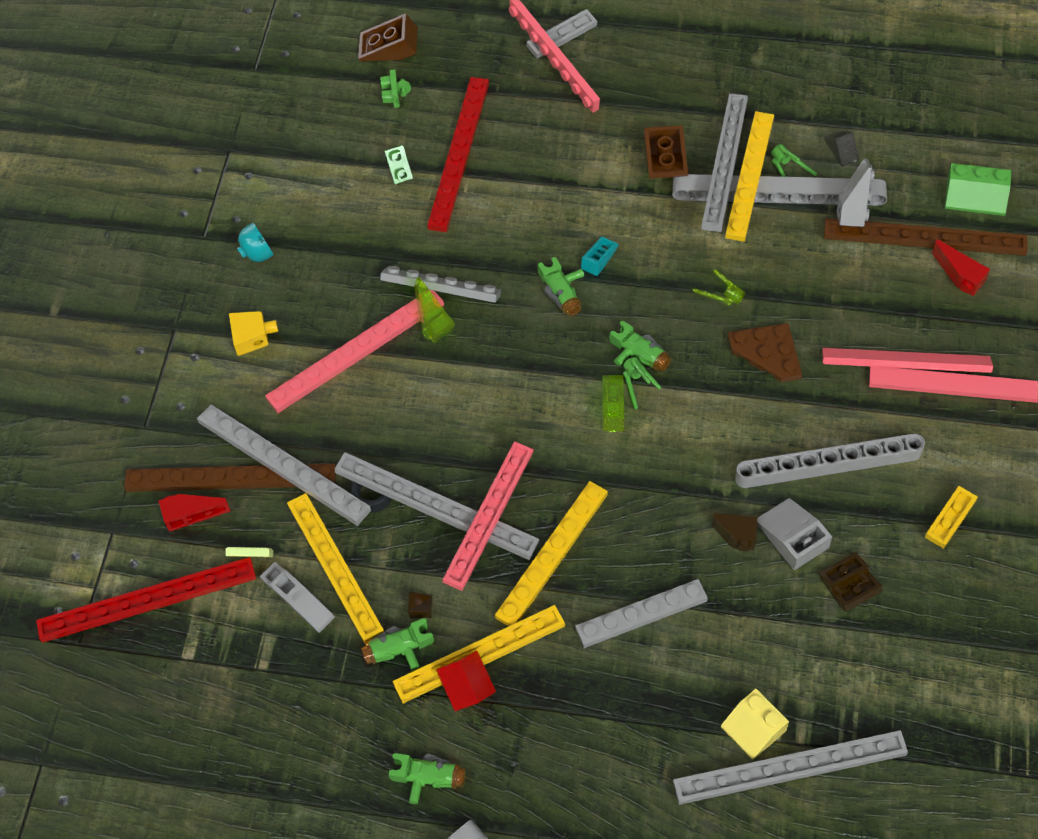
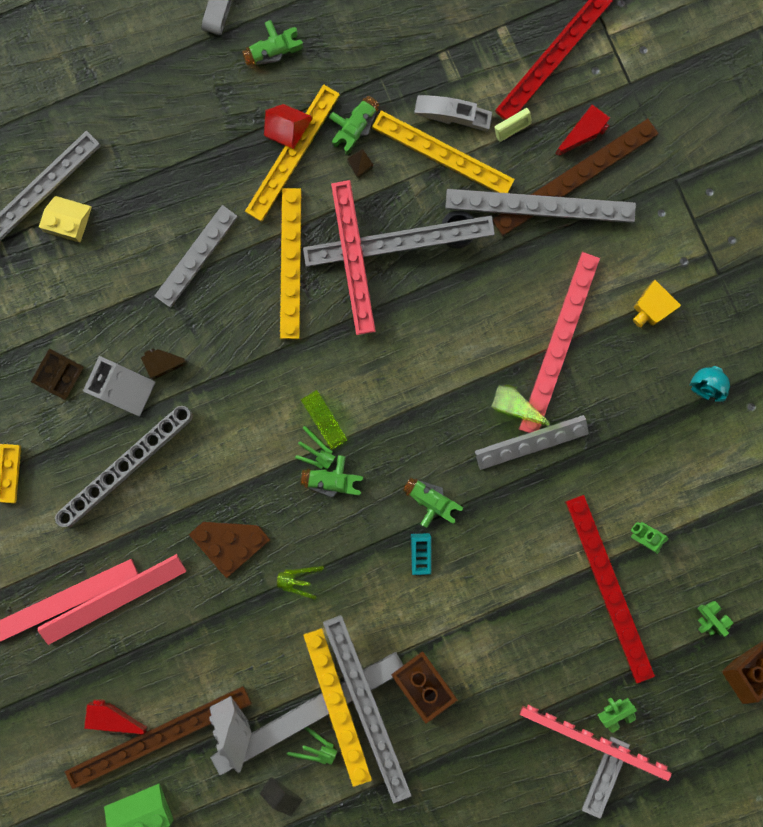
camera: 135 degrees right, 25 degrees up
(520, 67) = (617, 711): none -> bright green hips

